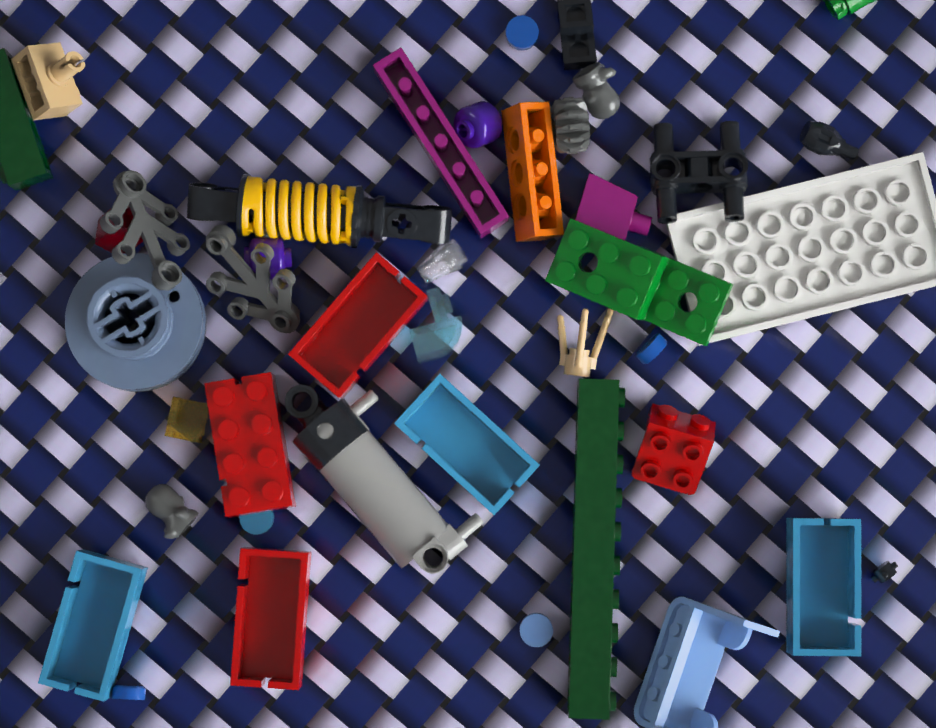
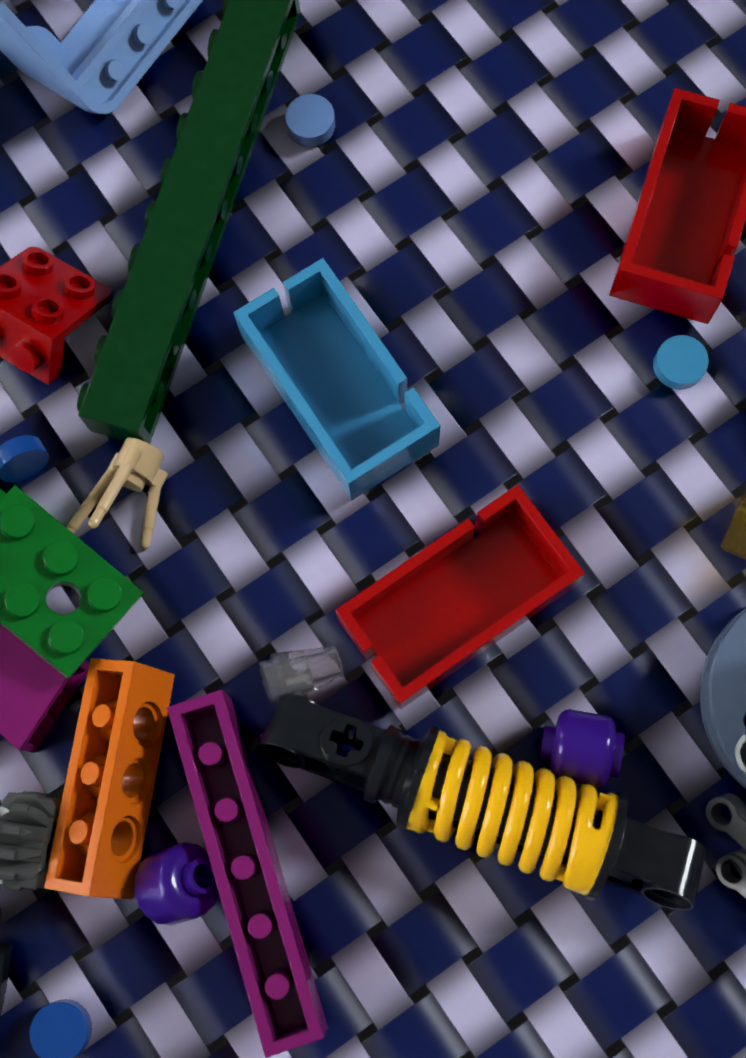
camera: 160 degrees left, 10 degrees down
(250, 444) = (673, 459): red piece -> none
(281, 313) = (578, 653): dark grey plant -> none
(373, 483) = (496, 353): light grey piece -> none
(438, 338) = (334, 554): clear light blue brick -> none

